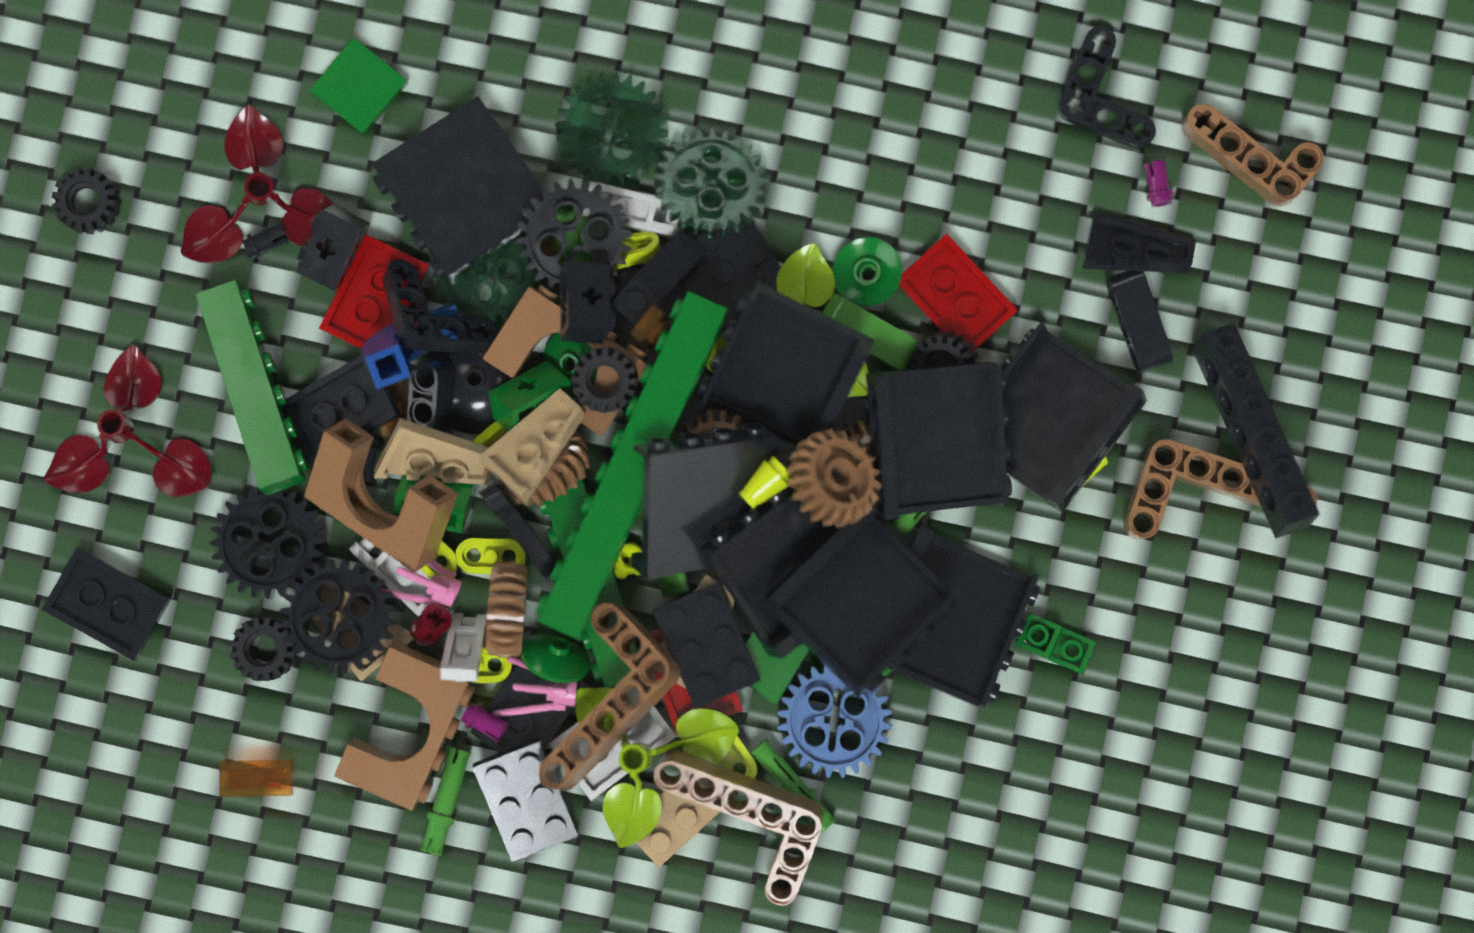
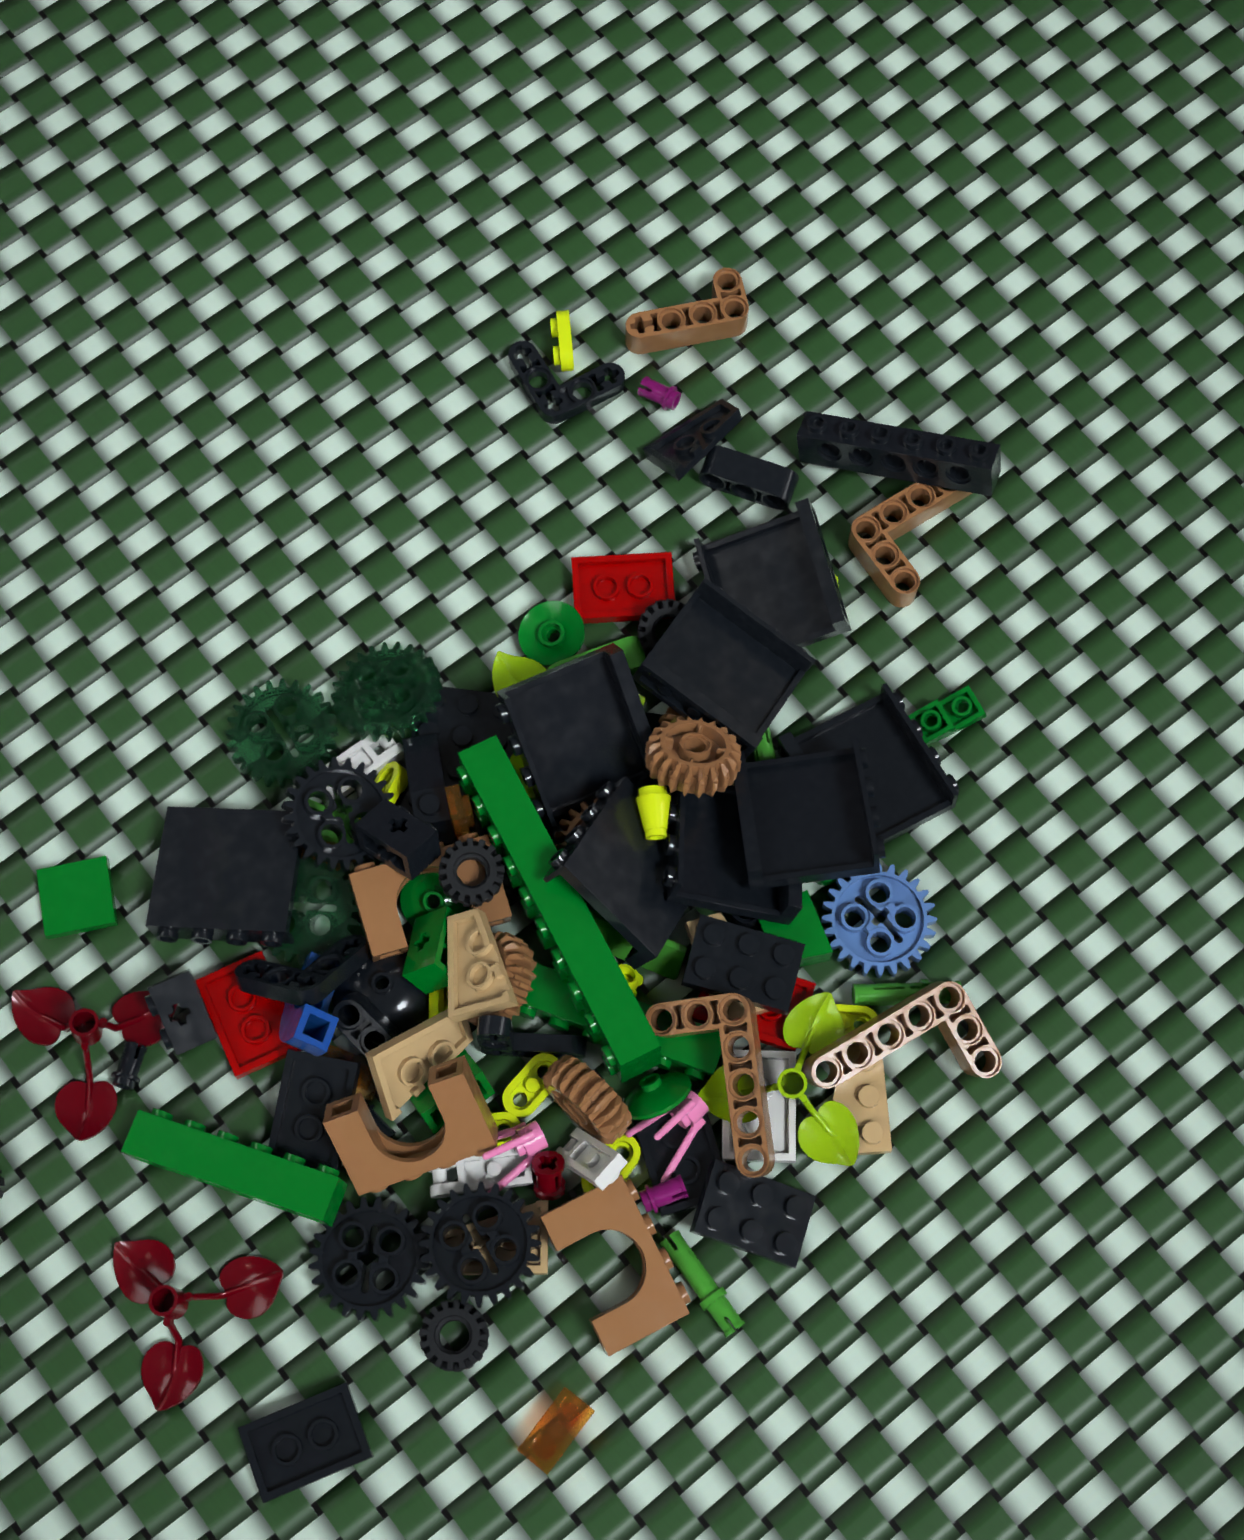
camera: 55 degrees left, 15 degrees down
(1149, 54) = (564, 352): none -> neon yellow plate

